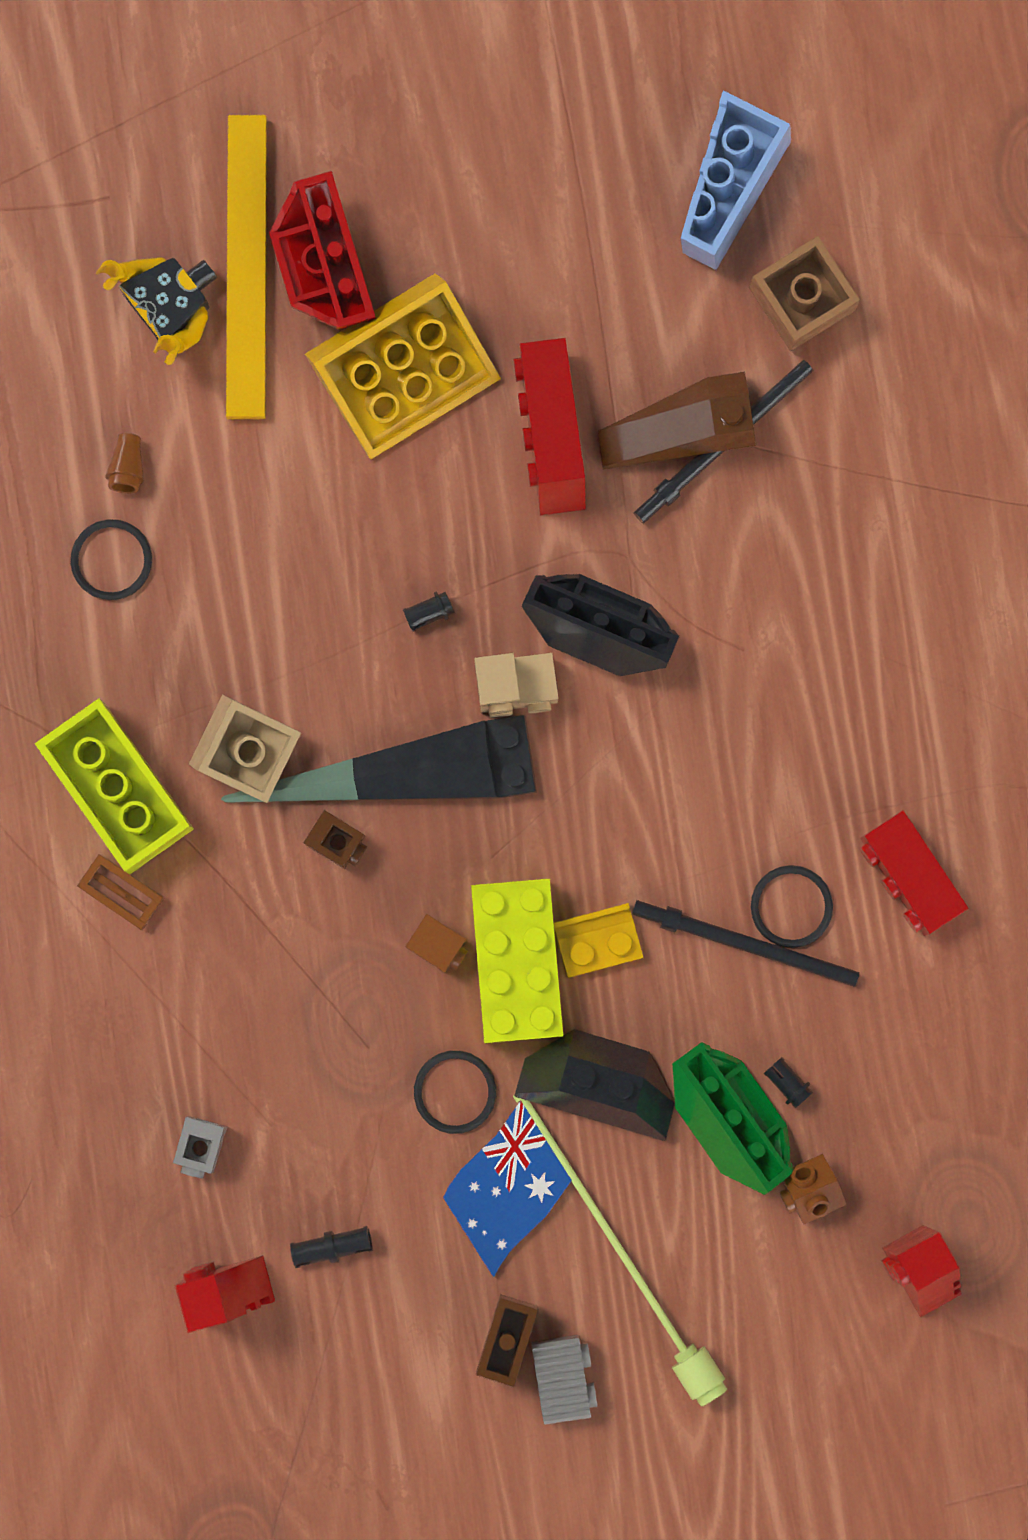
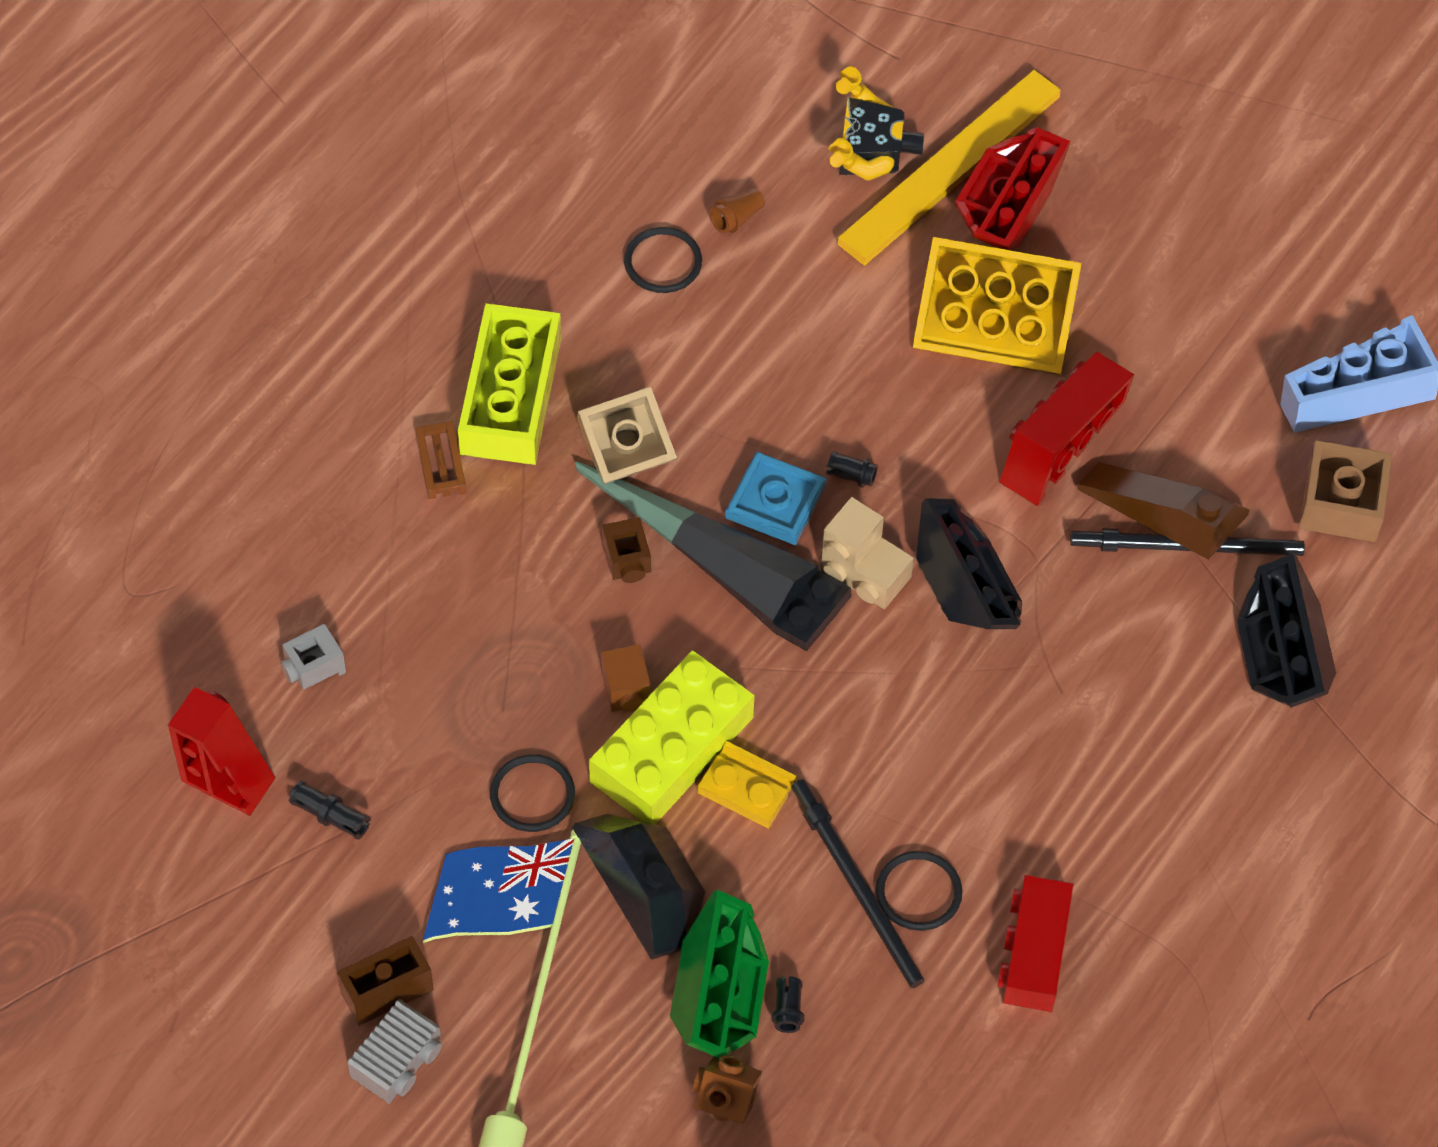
camera: 45 degrees right, 25 degrees down
(397, 689) = (776, 498): none -> dark azure plate
(871, 463) = (1285, 635): none -> black wedge

